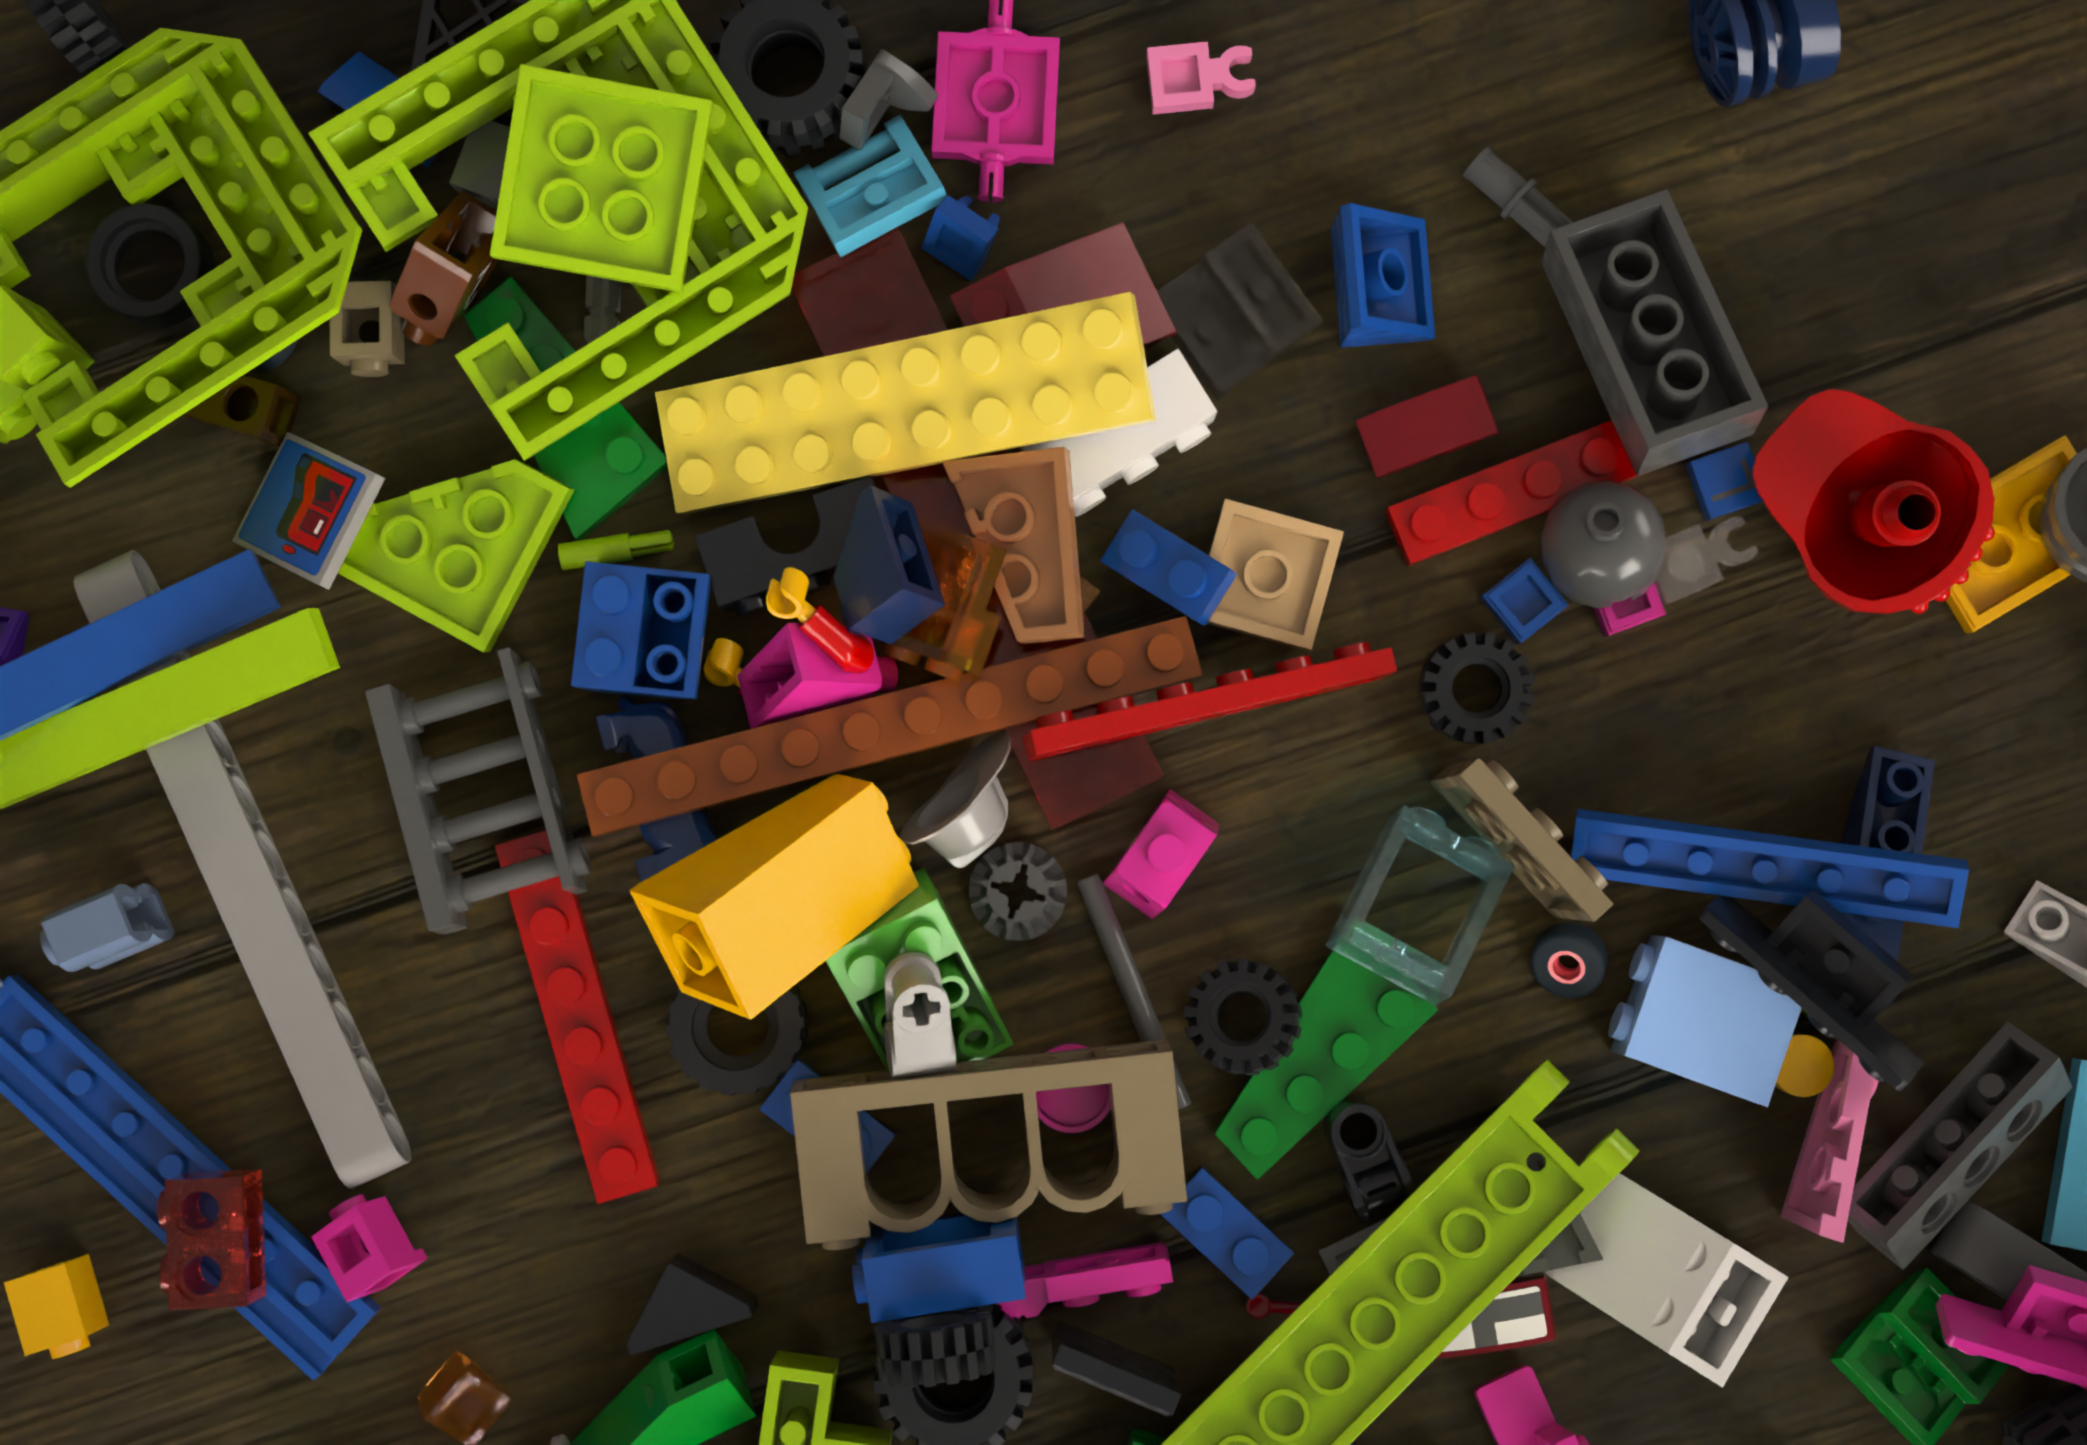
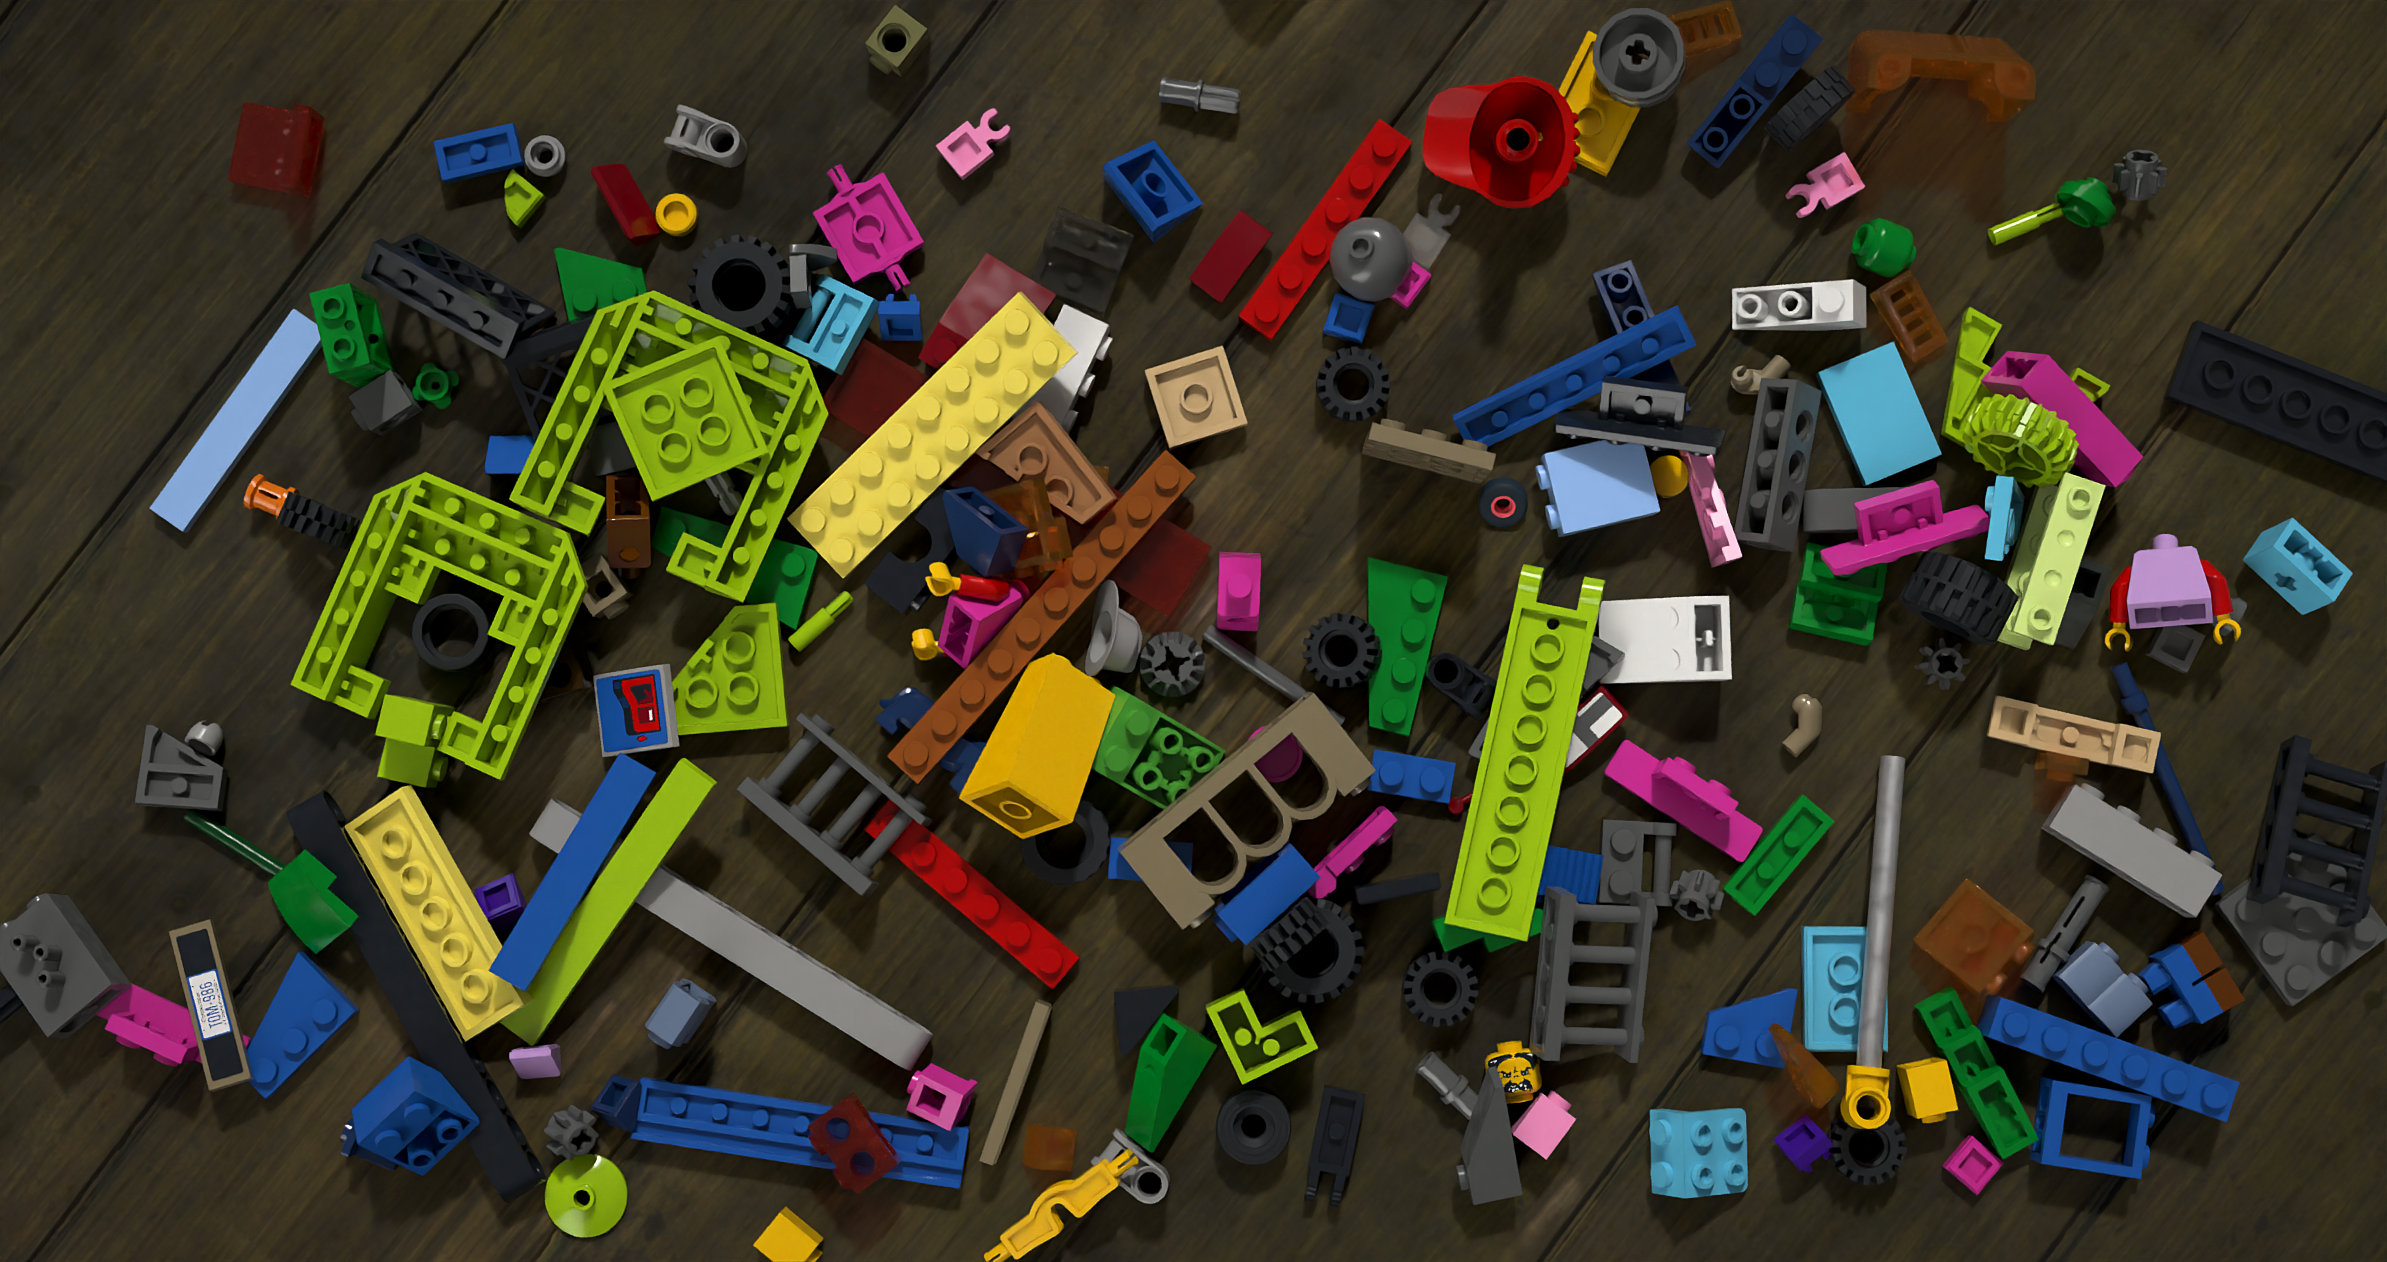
camera: 30 degrees left, 0 degrees up
(472, 1293) = (1016, 1082): none -> dark tan tile
(640, 631) = (869, 655): blue slope -> none
(917, 1018) = (1164, 769): light grey piece -> none
(1168, 567) = (1138, 429): blue plate -> none
(1182, 706) = (1196, 501): red plate -> none
(1394, 958) = (1399, 563): clear light blue window -> none
(1653, 332) = (1320, 125): dark grey brick -> none
(1724, 481) = (1415, 179): blue tile -> none
(1988, 1015) = (1748, 380): none -> dark tan arm

